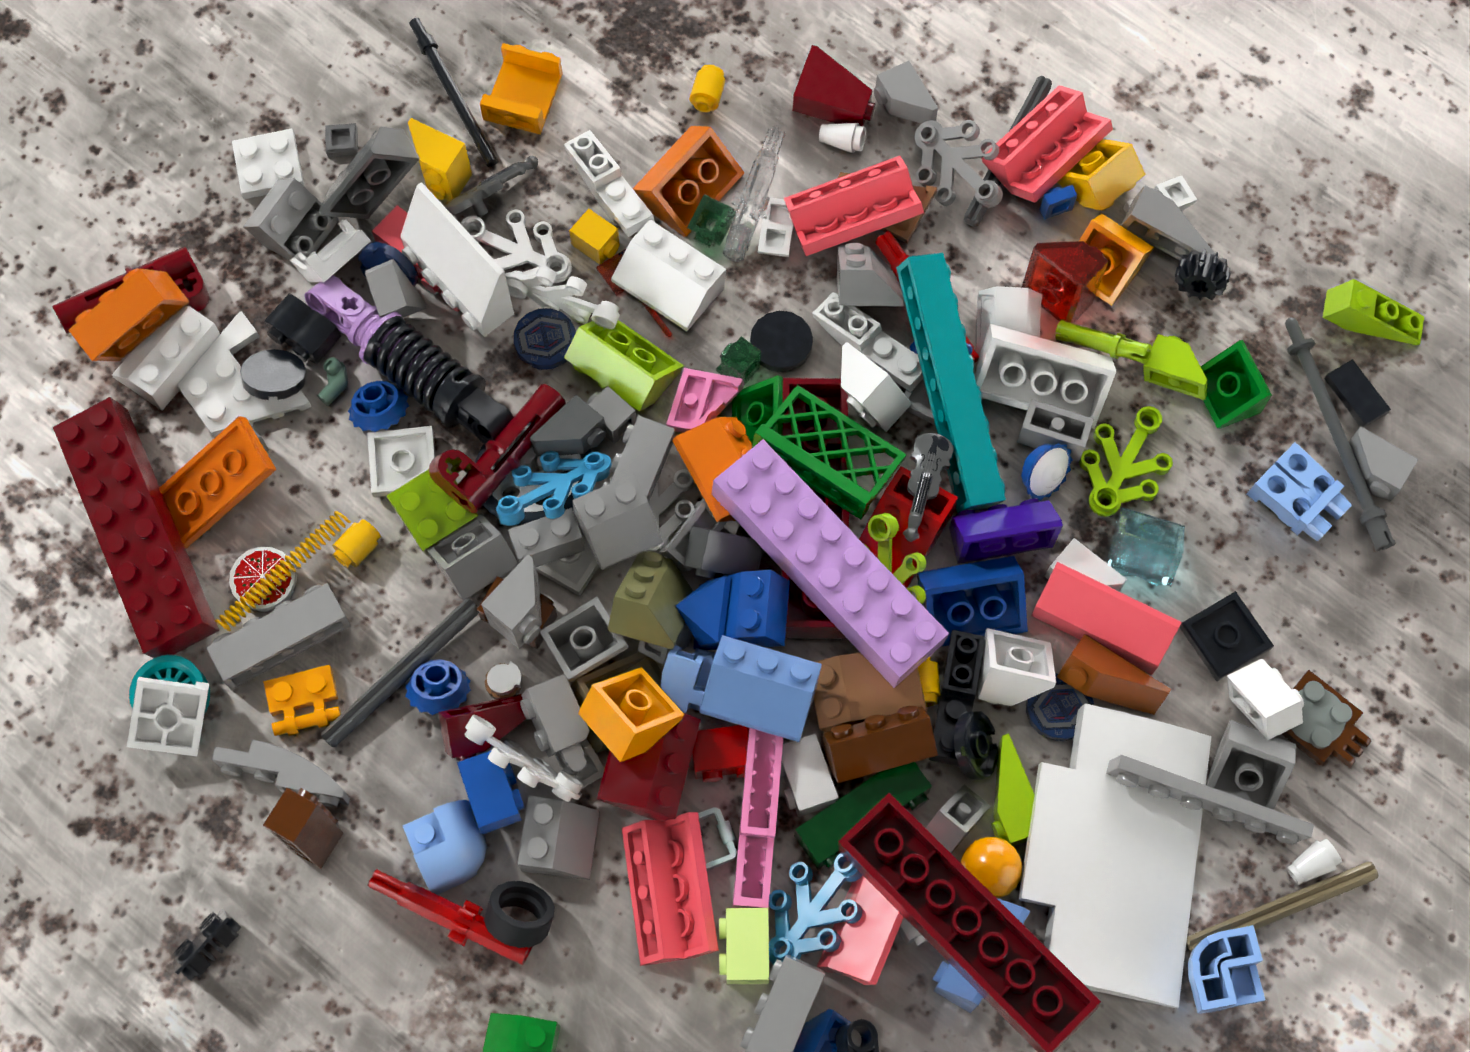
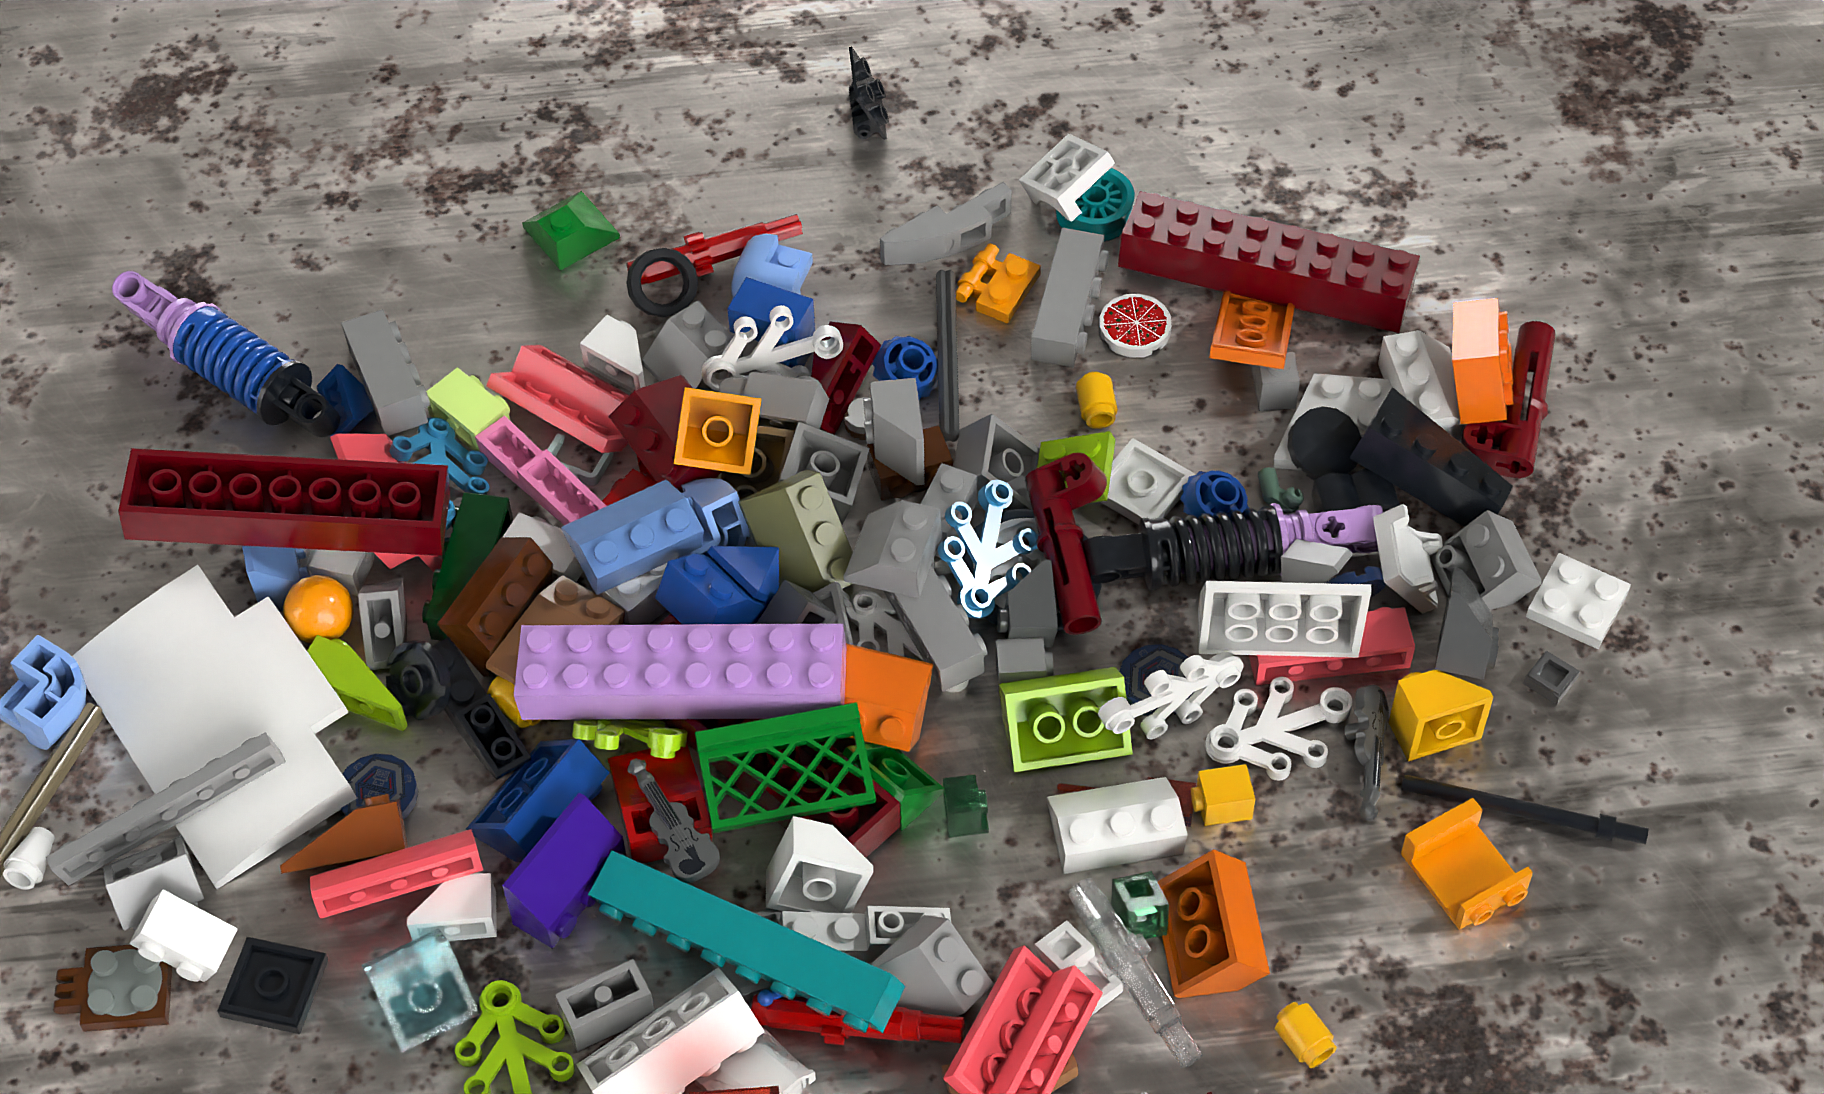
camera: 135 degrees right, 15 degrees down
(233, 614) = (1119, 281): yellow piece -> none
(241, 297) = (1429, 462): none -> black wedge
(304, 826) = (870, 174): reddish brown brick -> none
(603, 892) = (614, 353): none -> white slope
(607, 183) = (1277, 855): white slope -> none
(701, 398) = (961, 744): bright pink wing -> none
(783, 340) = (953, 869): black tile -> none
(1014, 668) = (445, 778): white slope -> none
(1046, 469) = (580, 956): white piece -> none

